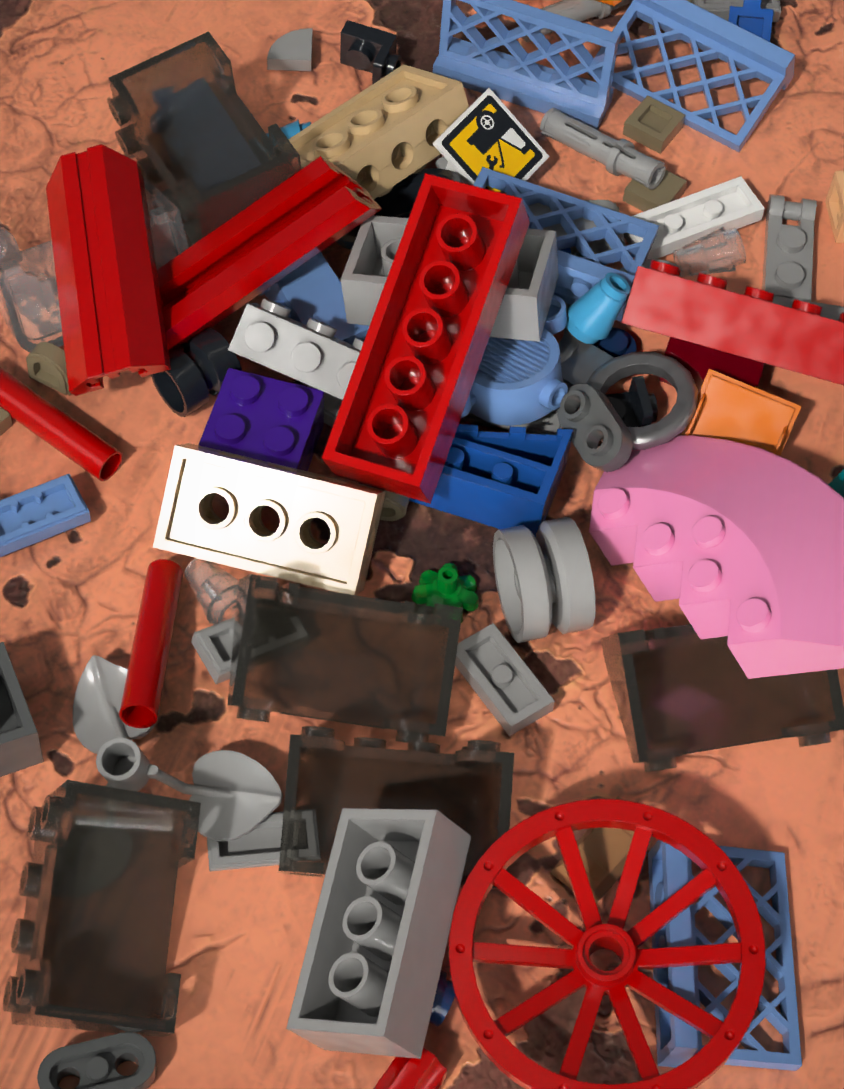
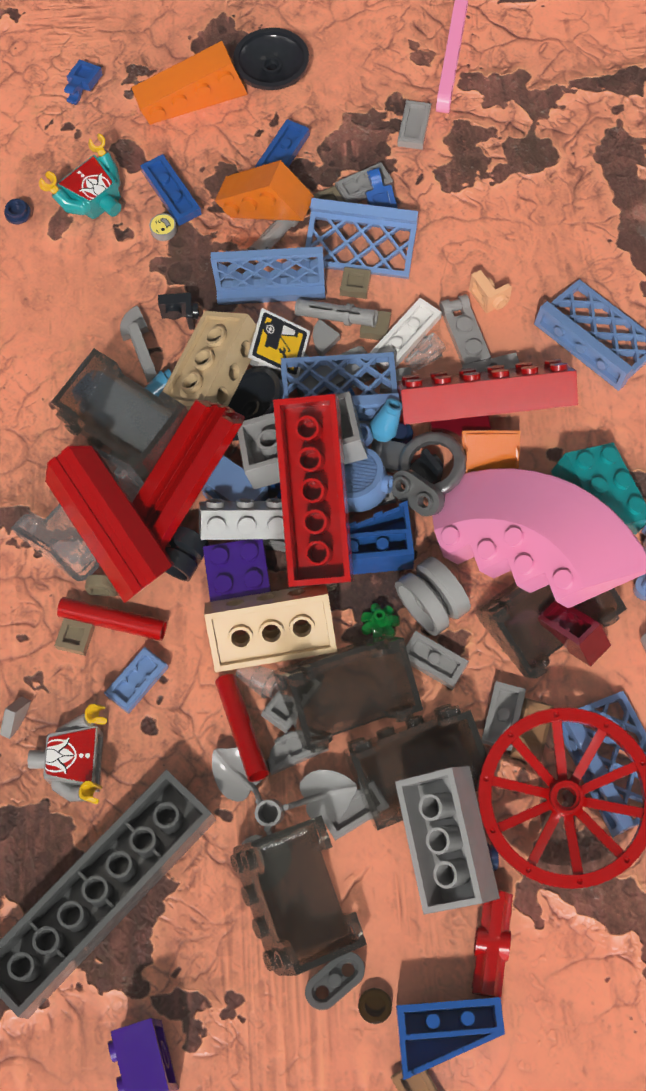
camera: 15 degrees left, 10 degrees up
(209, 717) = (288, 752): none -> light grey tile
(285, 84) = (142, 351): none -> light grey tile
(569, 175) = (324, 337): none -> light grey tile
(580, 779) = (503, 711): none -> light grey plate
(749, 730) = (576, 631): none -> dark red arch

